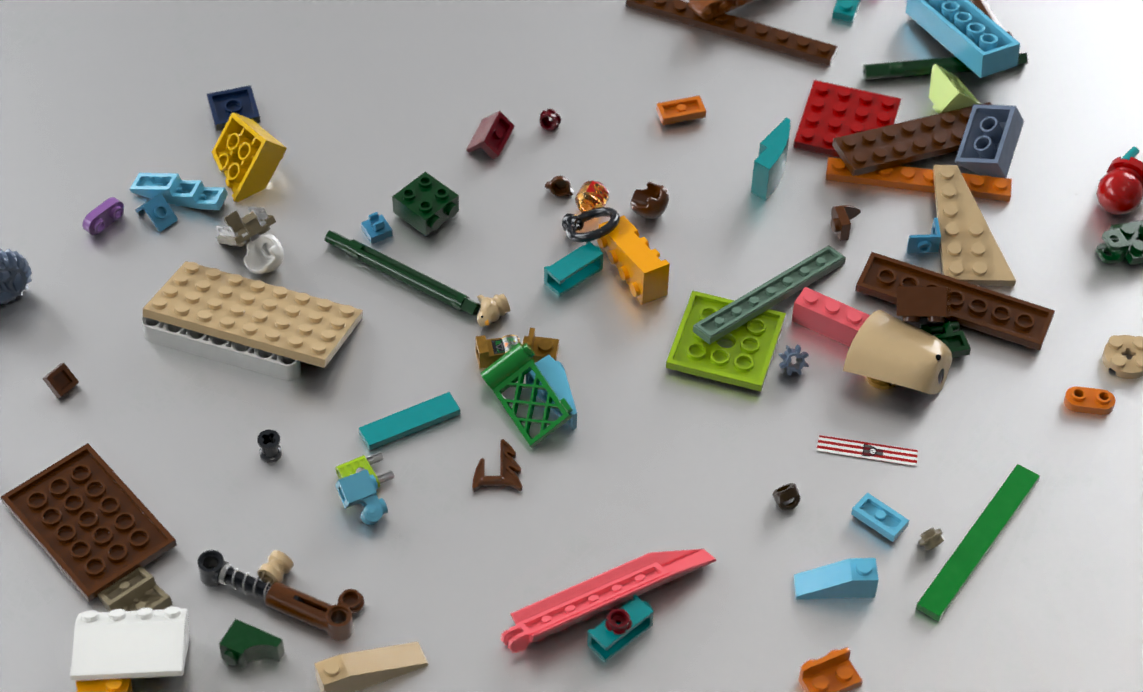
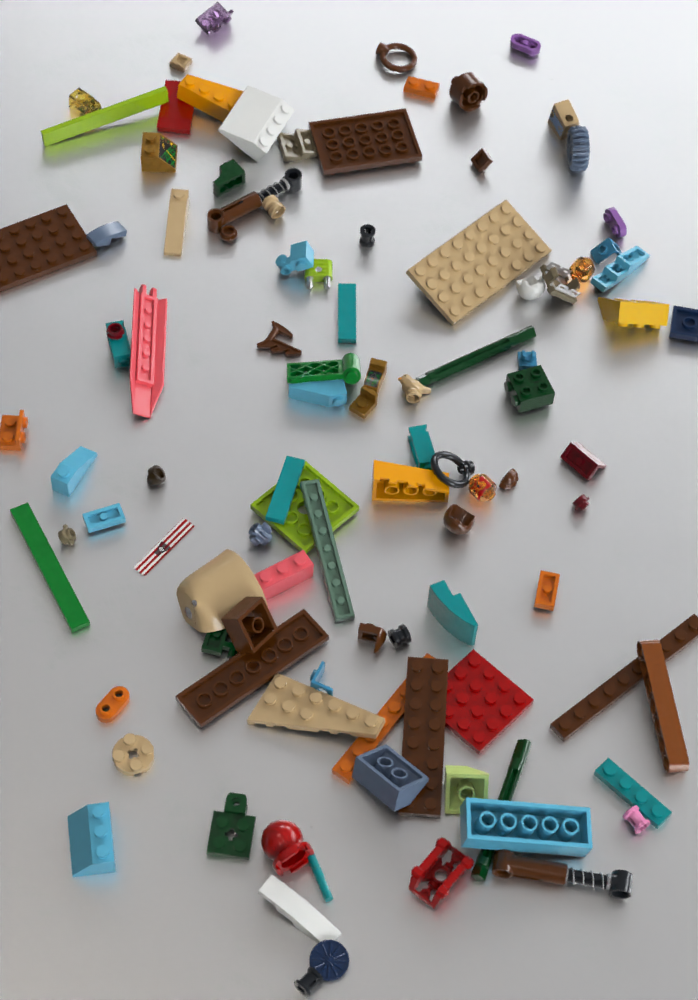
camera: 115 degrees right, 5 degrees up
(205, 218) = (582, 268): none -> clear orange head
(722, 358) = (285, 490): none -> teal tile
(825, 199) = (399, 636): none -> black wheel
(1047, 74) = (432, 865): none -> red piece

